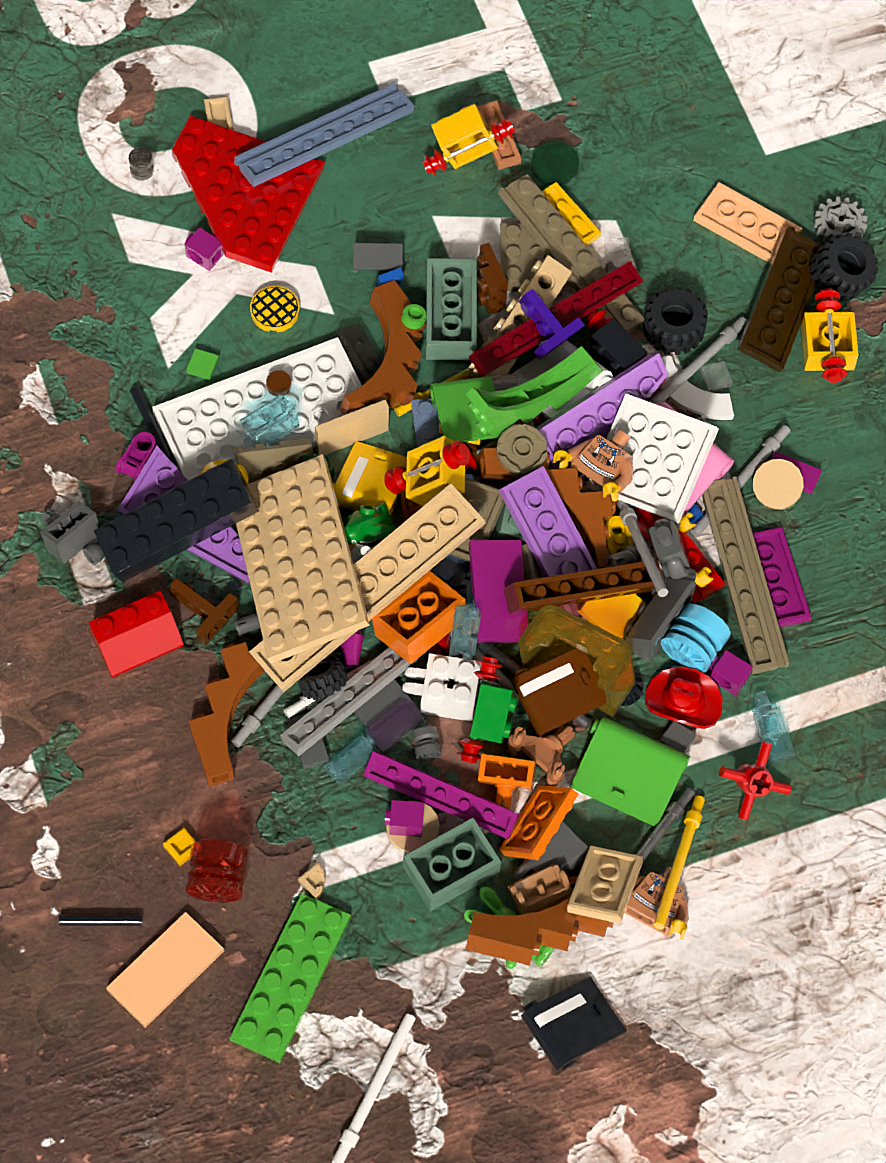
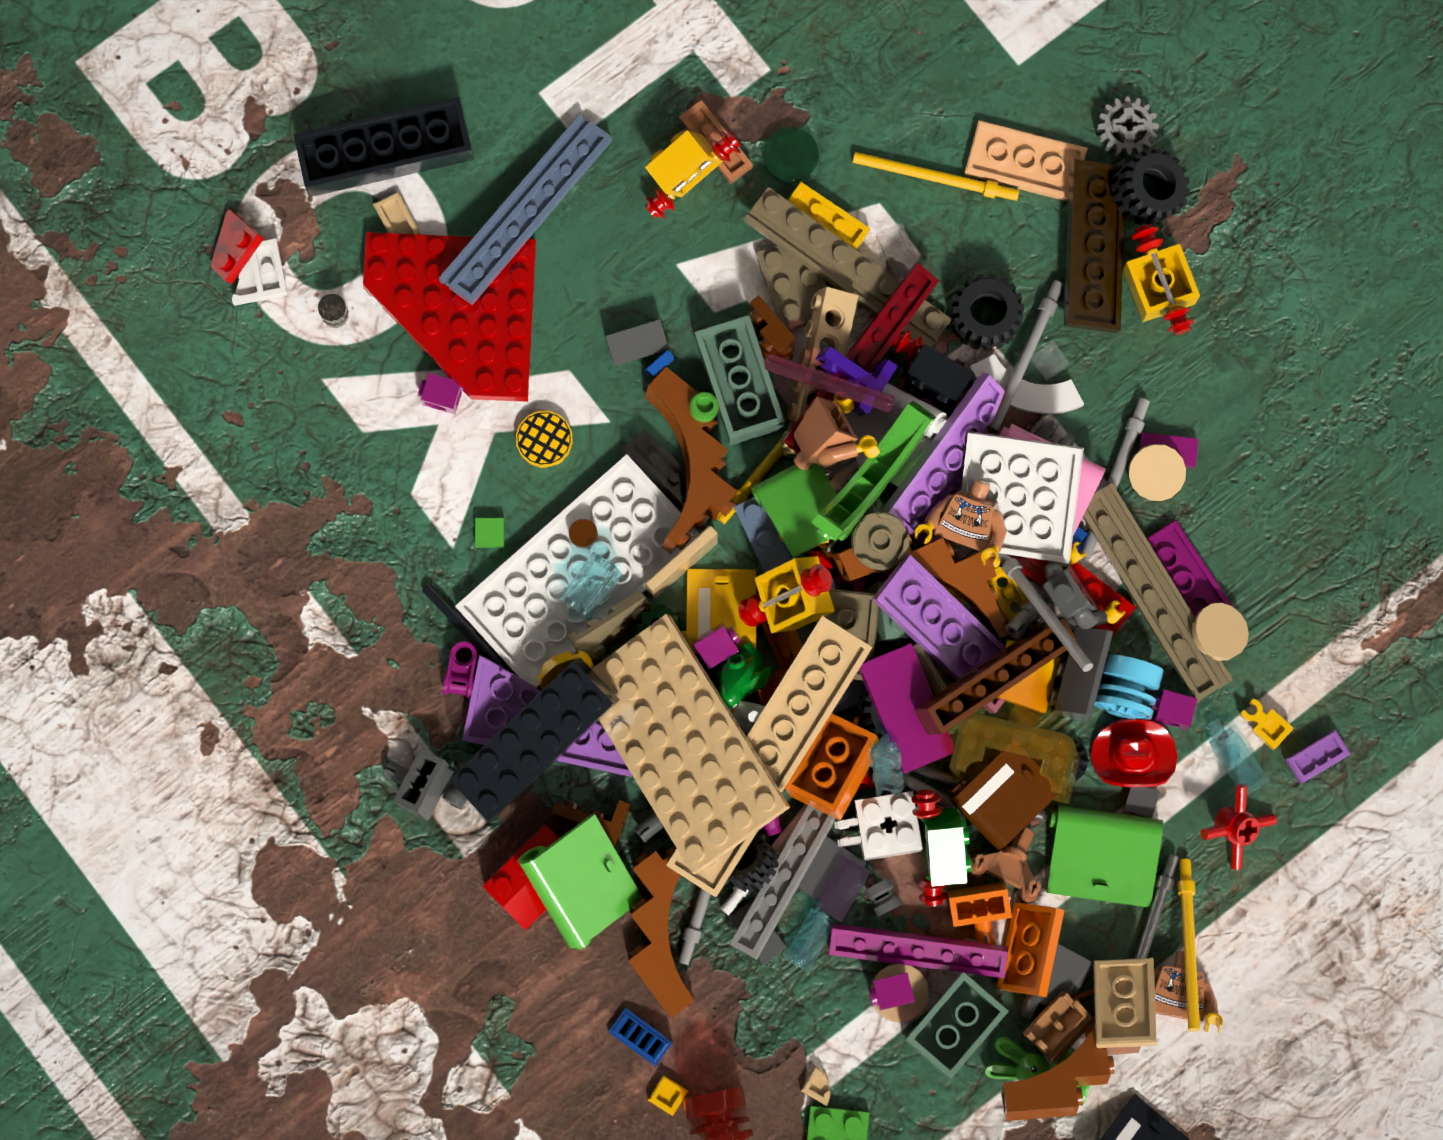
camera: 15 degrees left, 15 degrees up
(80, 95) = (234, 246): none -> red wing
(94, 122) = (261, 276): none -> white wing
(168, 644) = (577, 885): none -> door
(187, 808) = (661, 1050): none -> blue slope
(228, 58) = (383, 147): none -> black brick
(357, 494) = (717, 644): none -> magenta brick
(508, 354) = (827, 435): none -> nougat torso
(523, 320) = (829, 383): none -> clear pink axle
(710, 234) = (989, 188): none -> yellow bar
(790, 620) = (1220, 631): none -> tan tile
(808, 713) = (1269, 727): none -> yellow plate
(843, 750) = (1317, 757): none -> medium lavender plate

